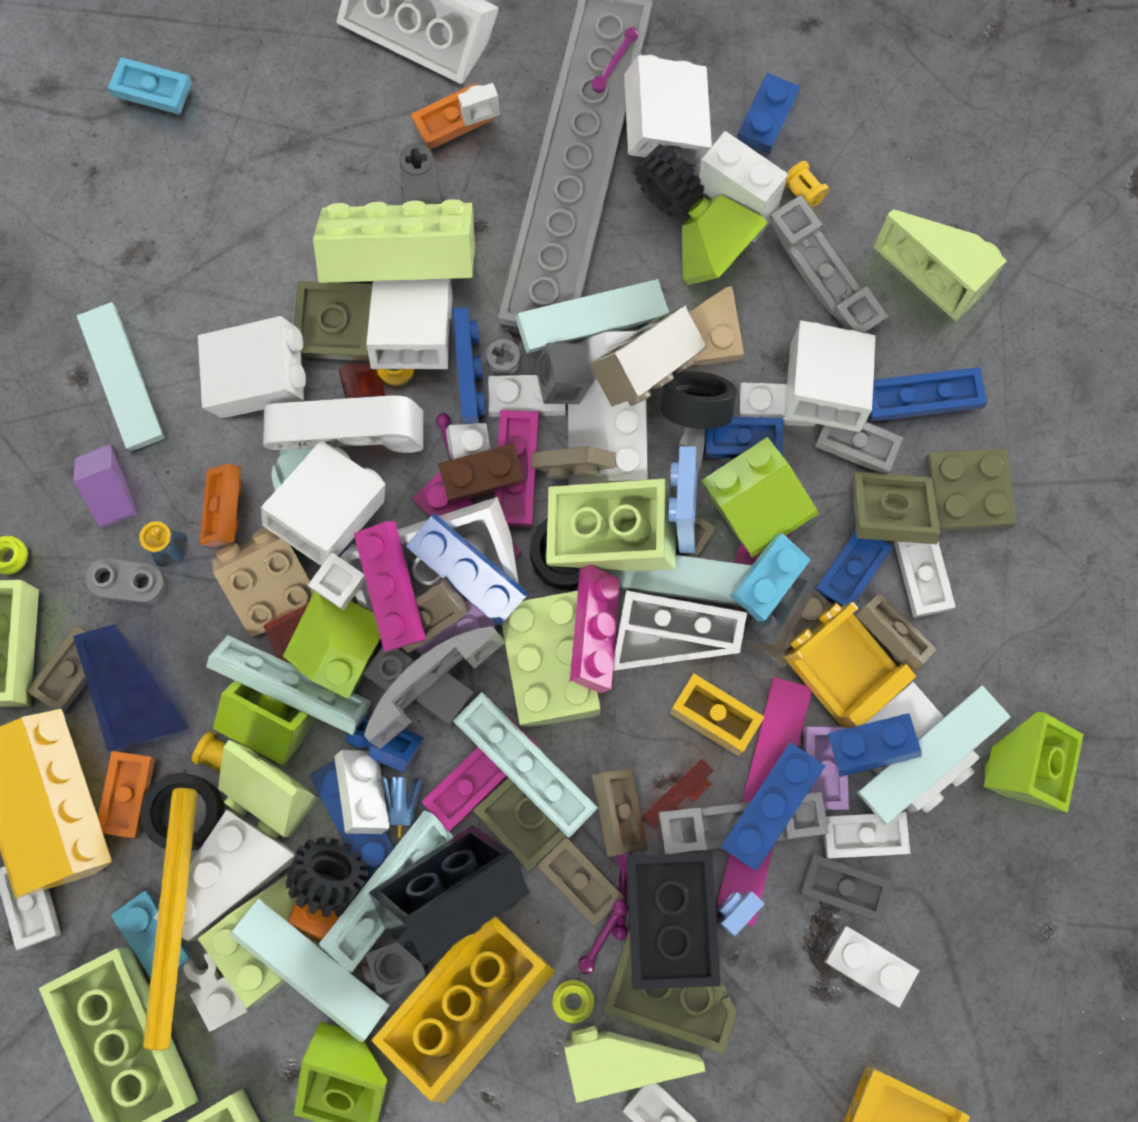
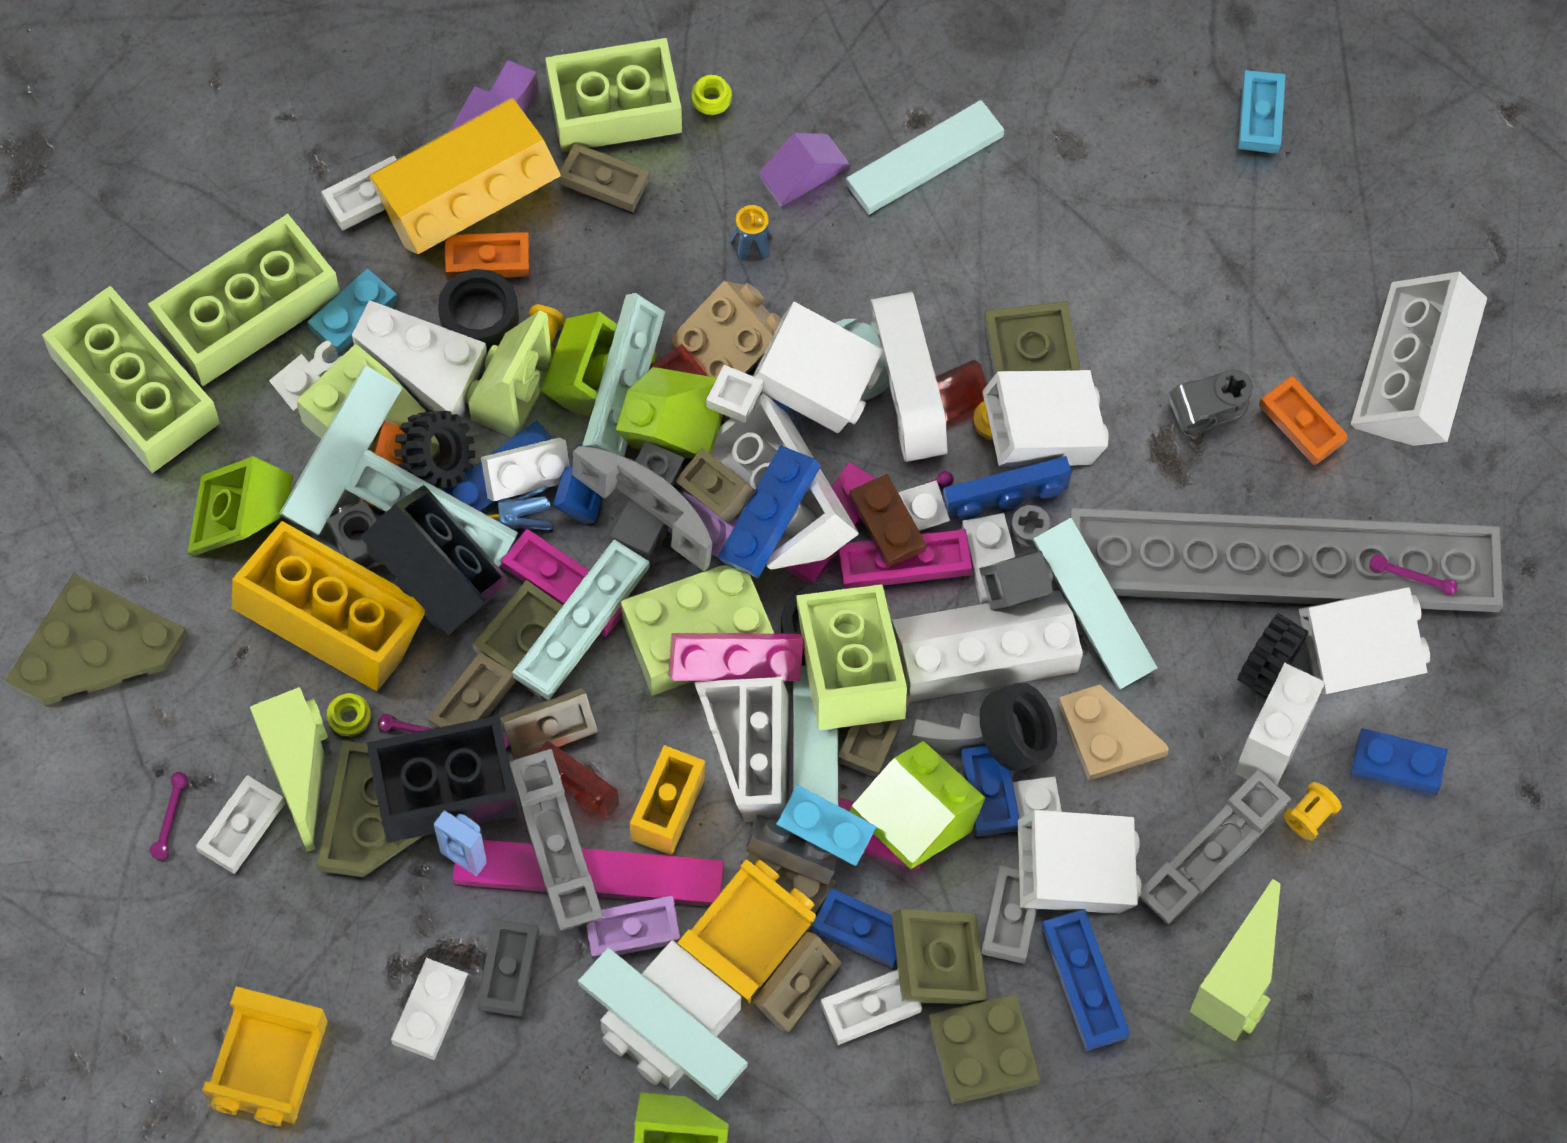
camera: 75 degrees right, 10 degrees down
(124, 581) = (706, 207): light grey plate -> none
(124, 691) = (590, 230): clear blue wing -> none
(170, 919) = (371, 311): yellow axle -> none
(220, 505) = (817, 277): orange plate -> none
(251, 367) = (956, 273): white brick -> none
(389, 586) = (737, 440): dark pink plate -> none
(395, 242) = (1128, 385): yellowish green brick -> none
(478, 104) = (1314, 437): white plate -> none
(577, 460) = (915, 607): dark tan plate -> none
(648, 358) = (1045, 654): brick -> none
(683, 508) = (894, 719): light blue wing -> none
(716, 237) = (1217, 714): lime slope -> none
(773, 806) = (577, 864): blue plate -> none
(865, 836) = (562, 966): white plate -> none
(874, 745) = (661, 956): blue plate -> none

